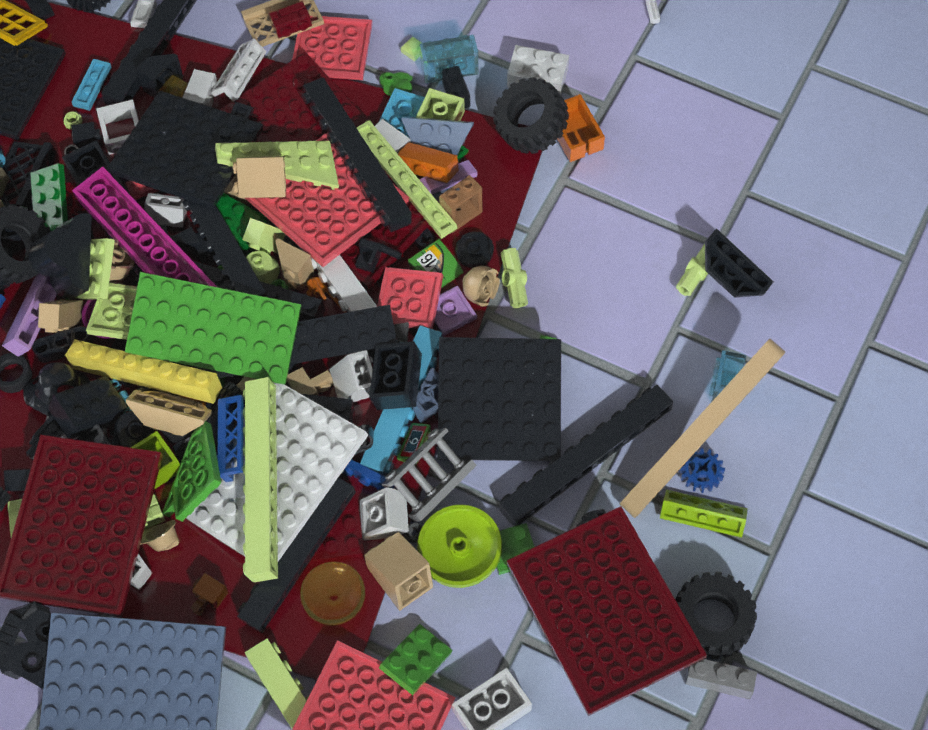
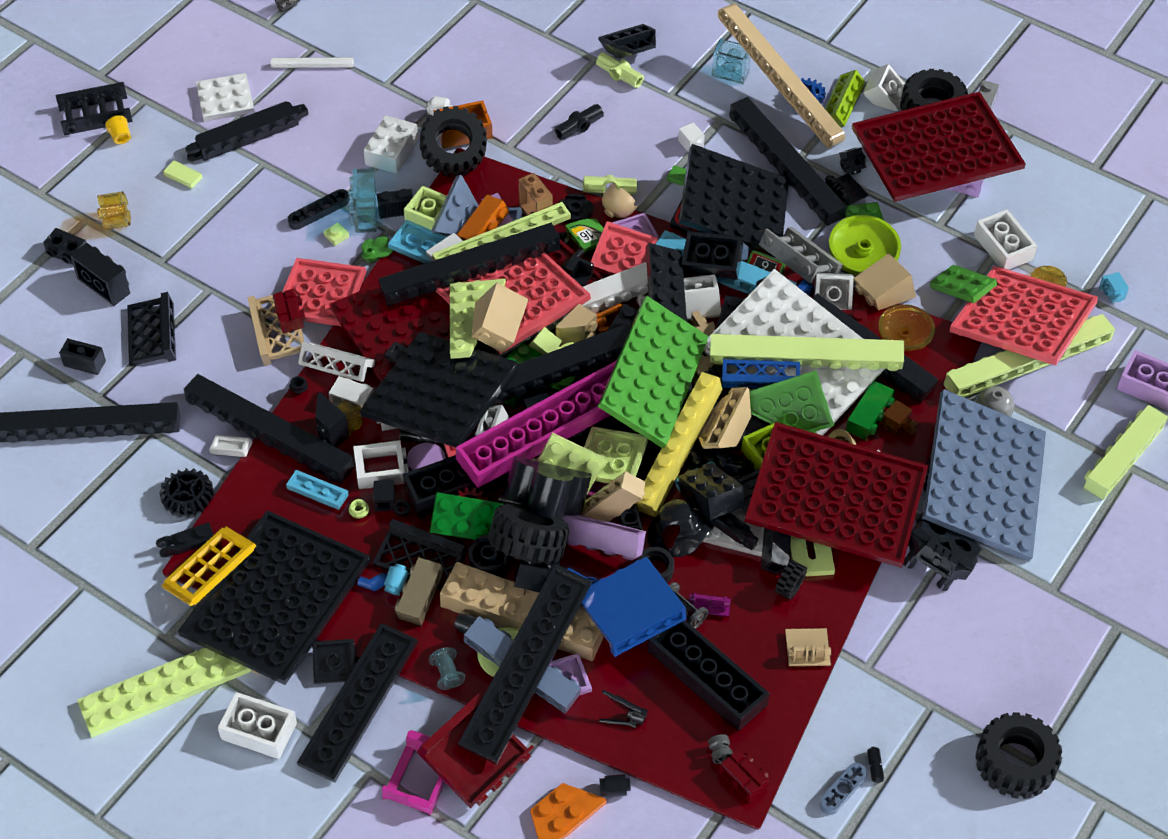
camera: 85 degrees left, 10 degrees down
(214, 46) = (298, 381): none -> black plate
(216, 563) = (870, 410): none -> green brick
(245, 703) = (997, 399): none -> light grey cylinder
(436, 16) = (303, 219): none -> black beam
(551, 520) = (846, 188): none -> black hinge
(599, 104) = (437, 103): none -> white head
(603, 352) = (691, 135): none -> white brick
(607, 238) = (579, 121): none -> black piece
(730, 557) = (884, 88): none -> white slope

